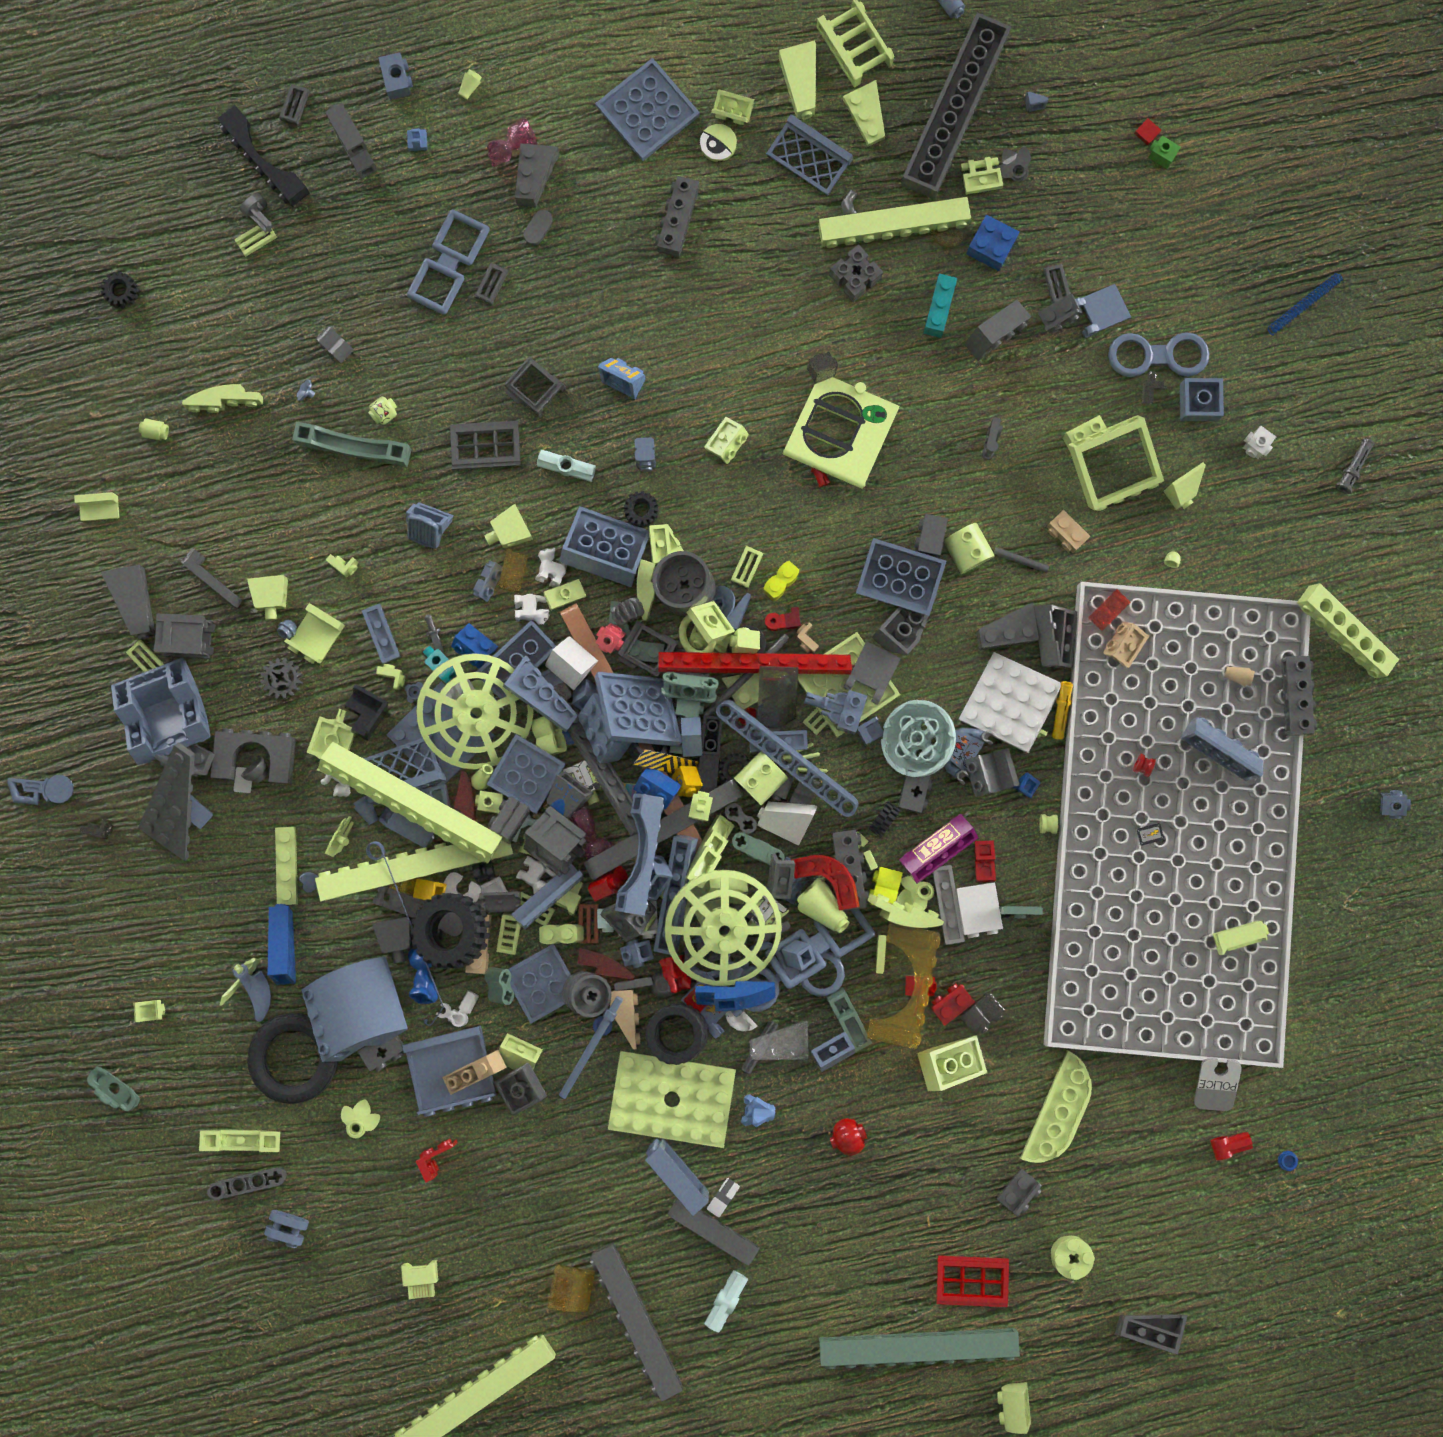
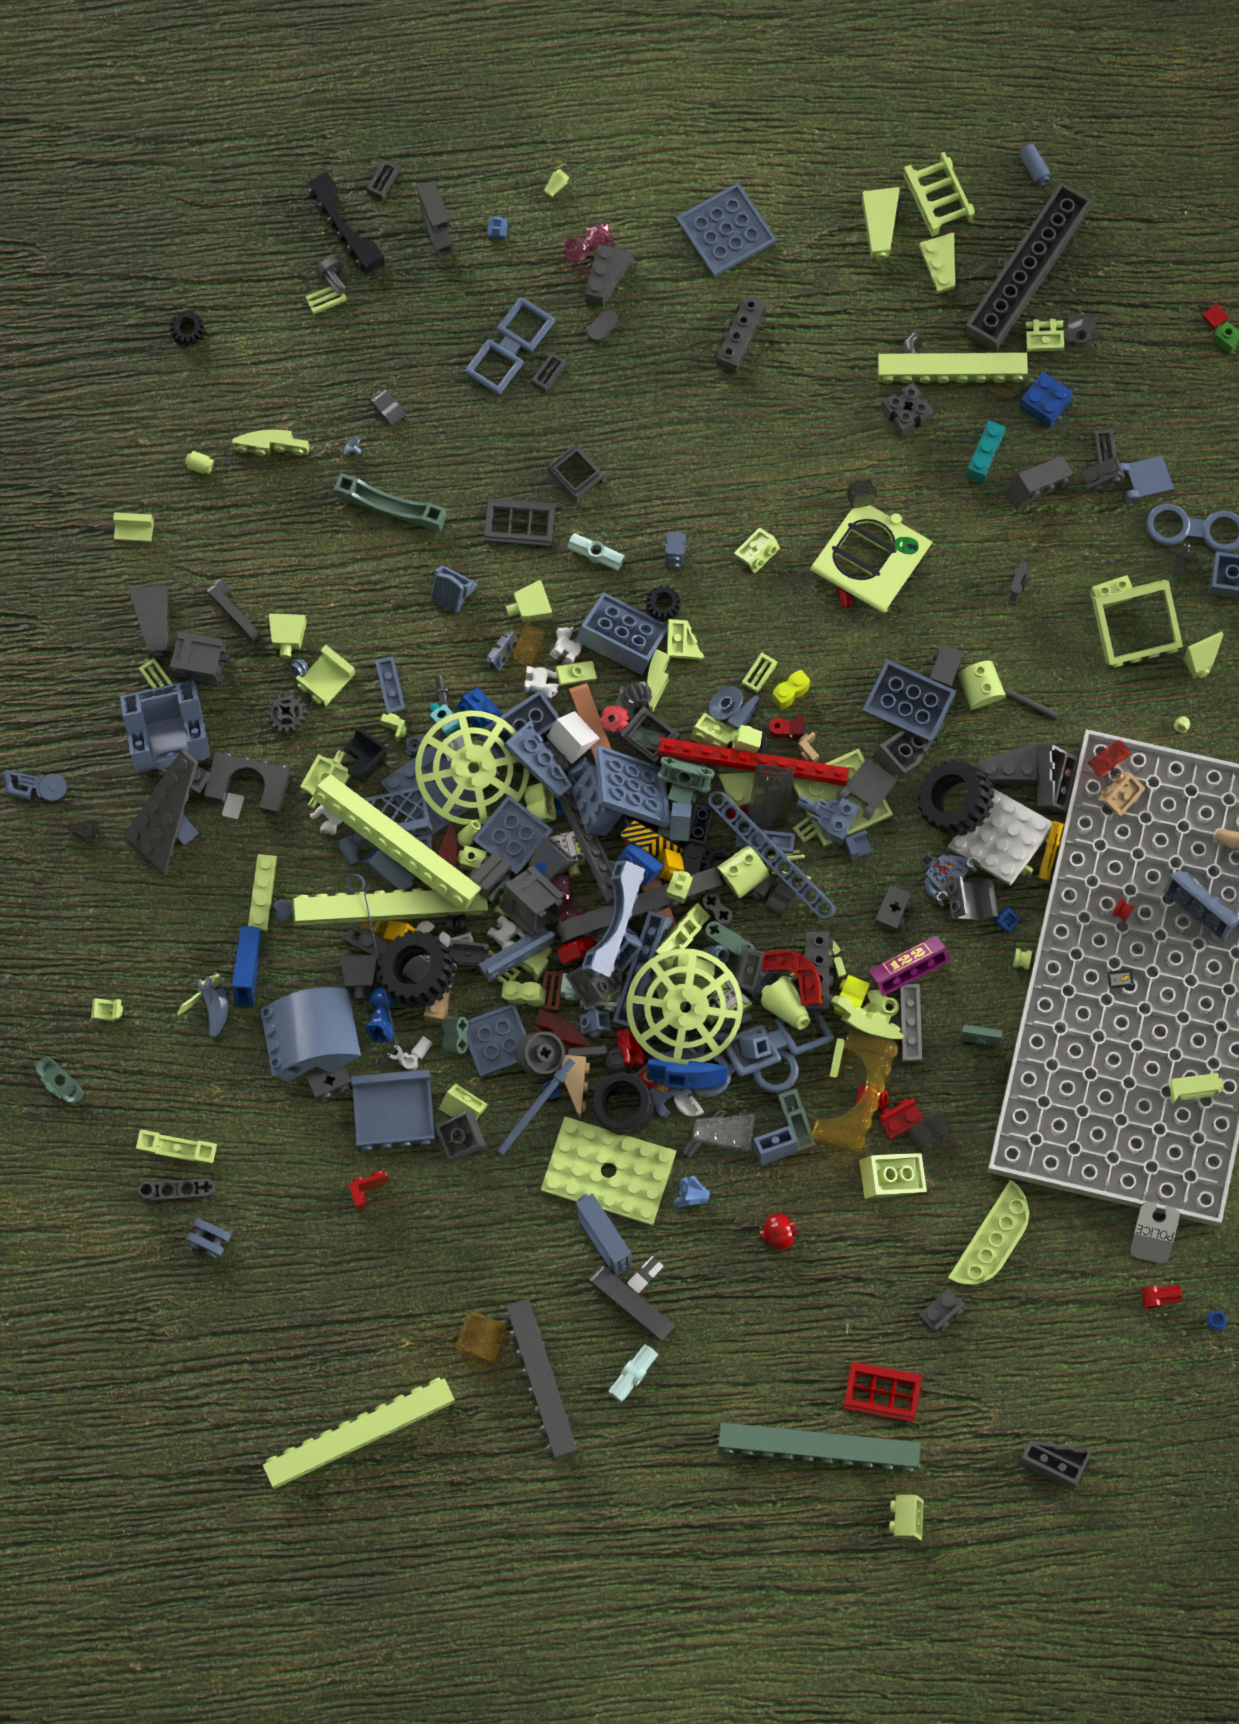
camera: 10 degrees right, 10 degrees down
(255, 771) = (248, 797): dark grey piece -> none
(258, 1065) = (205, 1076): black tyre -> none
(339, 564) = (360, 616): yellowish green bracket -> none
(339, 839) = (319, 874): yellowish green piece -> none
(361, 1116) = (298, 1142): yellowish green plate -> none
(382, 410) = (425, 475): yellowish green head -> none
(393, 65) = (486, 155): sand blue brick -> none
(420, 1279) = (332, 1307): yellowish green piece -> none
(474, 1072) = (418, 1113): tan slope -> none
(506, 949) = (465, 986): yellowish green slope -> none
(621, 377) = (663, 476): medium blue slope -> none
(681, 569) = (695, 663): dark grey brick -> none
(709, 622) = (715, 716): yellowish green tile -> none
(718, 142) = (790, 270): tile -> none
(733, 106) = (810, 238): yellowish green bracket -> none
(743, 679) = (742, 775): dark grey bar -> none
(746, 865) = (719, 952): none -> sand blue cone
(786, 819) = (763, 916): white slope -> none
(822, 144) = (889, 281): sand blue fence -> none
(884, 819) = (859, 929): black tyre -> none
(908, 720) = (893, 843): light aqua brick -> none
(938, 672) = (940, 782): none -> black tyre
(979, 909) = (941, 1031): white panel -> none
(984, 861) = (953, 987): red slope -> none
(1035, 101) = (1107, 273): sand blue slope -> none
(1067, 531) = (1082, 683): tan bracket -> none
(1071, 1268) = (985, 1368): yellowish green brick -> none

